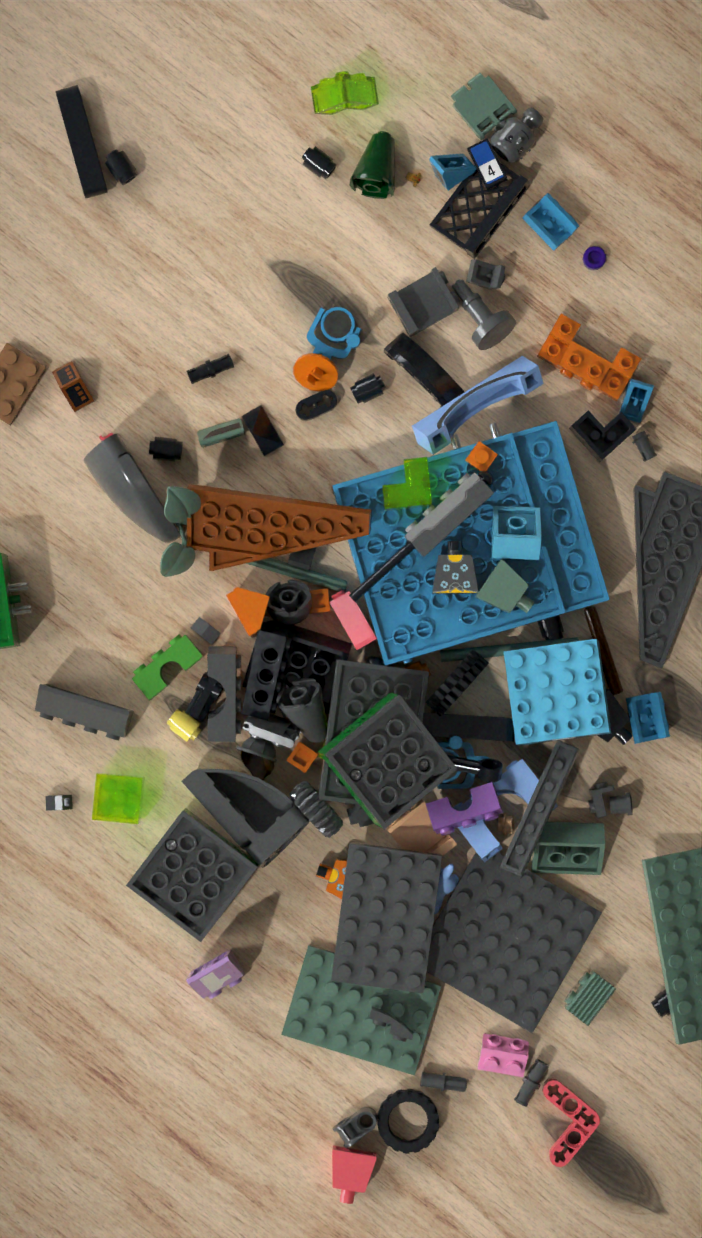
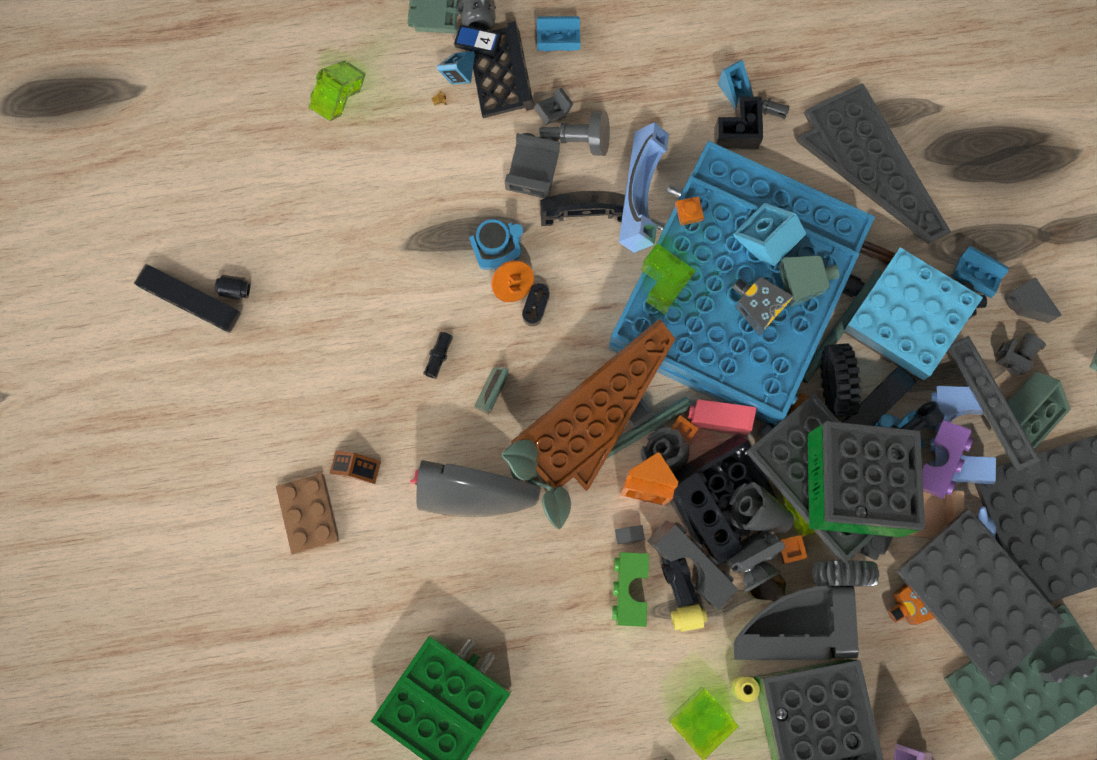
camera: 50 degrees left, 10 degrees down
(83, 710) = (608, 686): dark grey slope -> none
(165, 449) = (466, 440): black brick -> none
(175, 802) = (738, 685): none -> light yellow brick
(262, 430) = (518, 359): black slope -> none
(318, 162) = (365, 149): black brick -> none
(368, 388) = (558, 257): black brick -> none
(376, 168) = (409, 114): dark green cone -> none
(437, 524) = (712, 283): piece -> none
(506, 824) = (977, 444): light nougat plate -> none
(584, 364) = (679, 97): orange bracket -> none
(594, 258) = (609, 30): dark purple tile -> none
(659, 775) = (1032, 302): none -> dark grey slope

